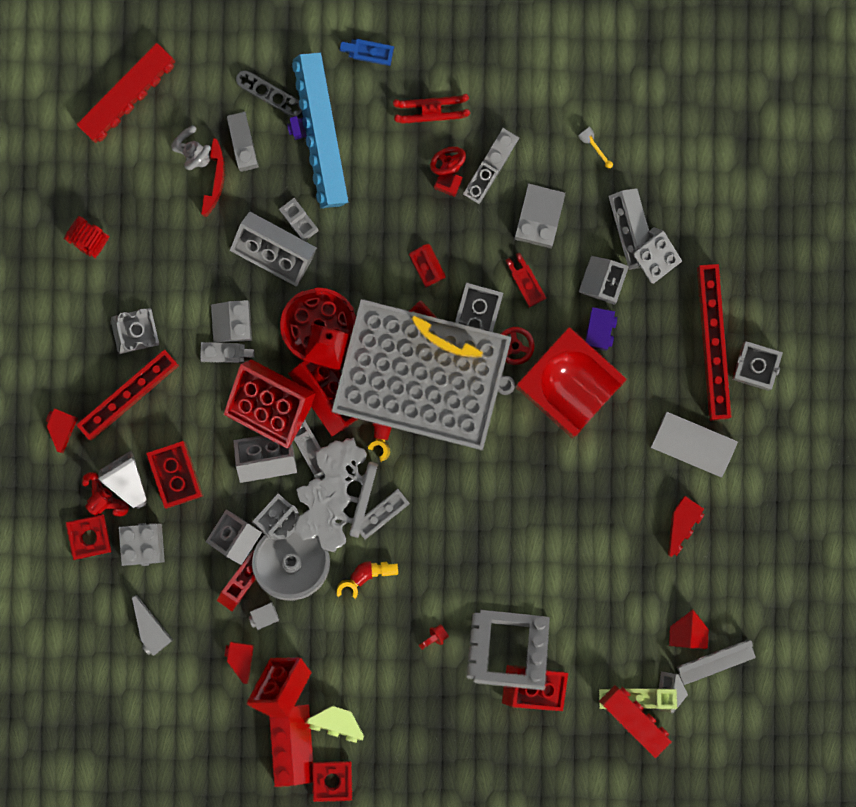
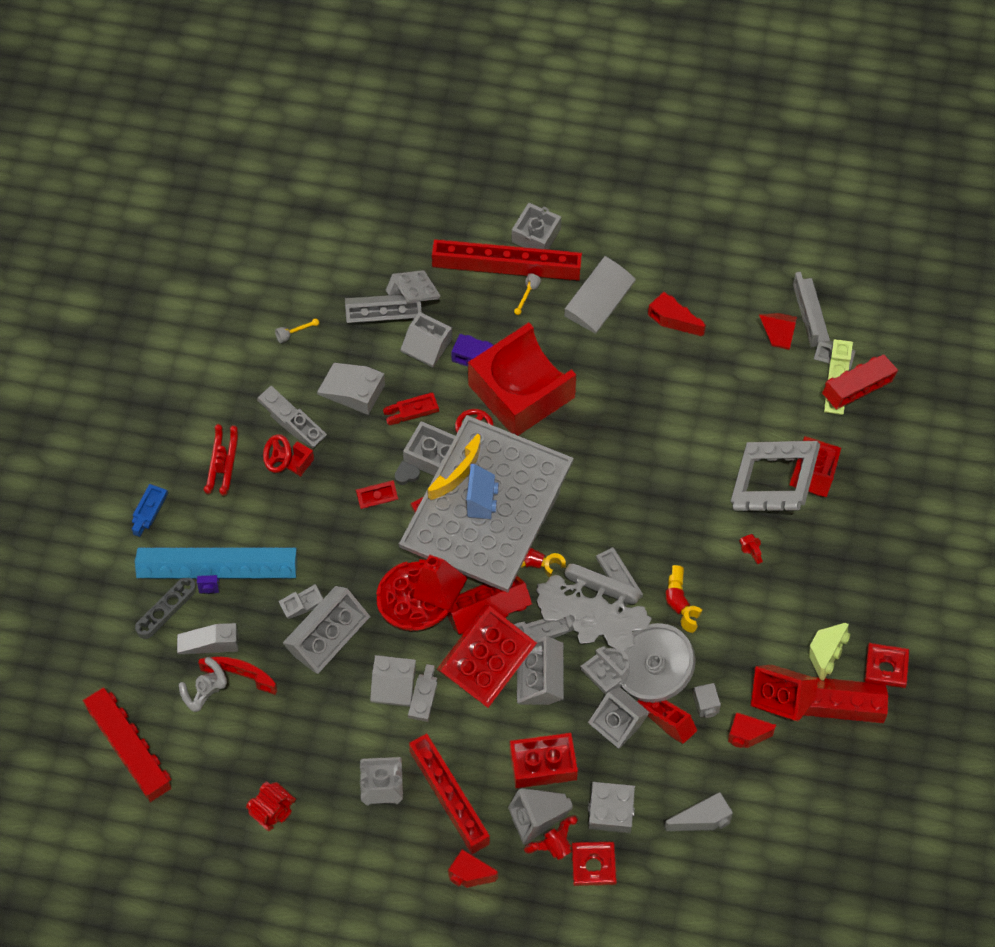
camera: 80 degrees left, 25 degrees down
(420, 368) = (481, 493): none -> medium blue slope
(454, 290) = (406, 473): none -> dark grey tile
(694, 372) = (531, 282): none -> hinge

